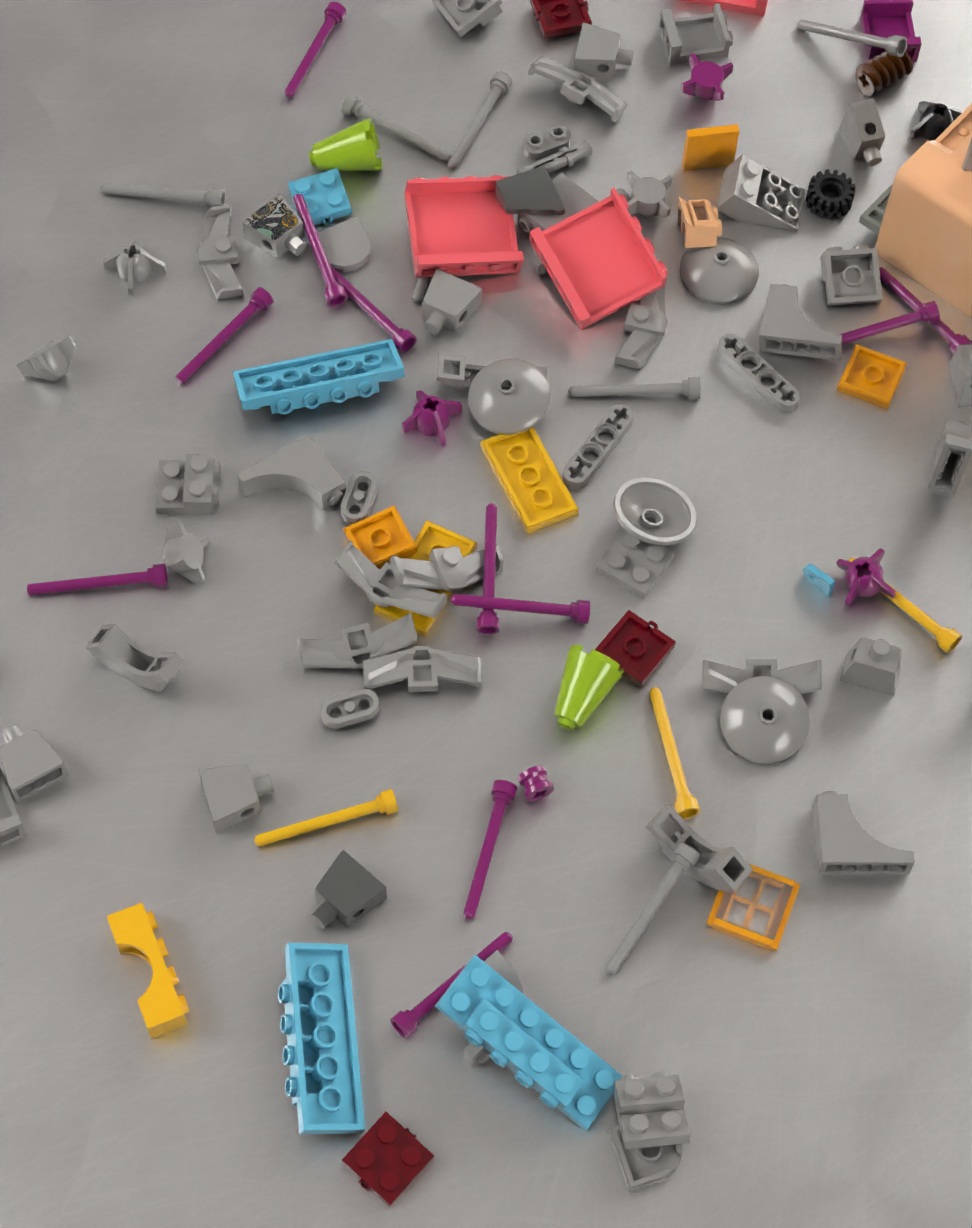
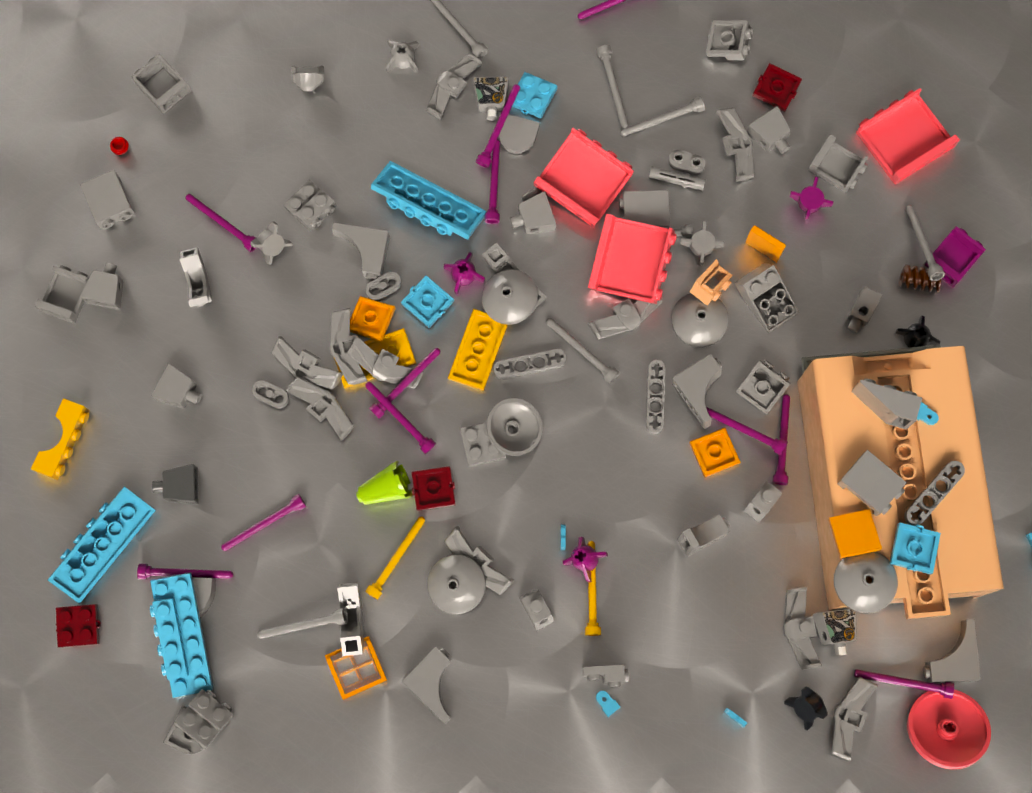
camera: 50 degrees right, 15 degrees up
(259, 301) = (442, 131): magenta piece -> none
(349, 149) = (573, 80): lime cone -> none
(384, 803) = (240, 457): yellow piece -> none
(424, 474) = (427, 301): none -> medium azure plate
(529, 193) = (634, 189): dark grey slope -> none
(535, 783) = (315, 513): magenta wheel -> none
(833, 183) = (818, 323): black tyre -> none

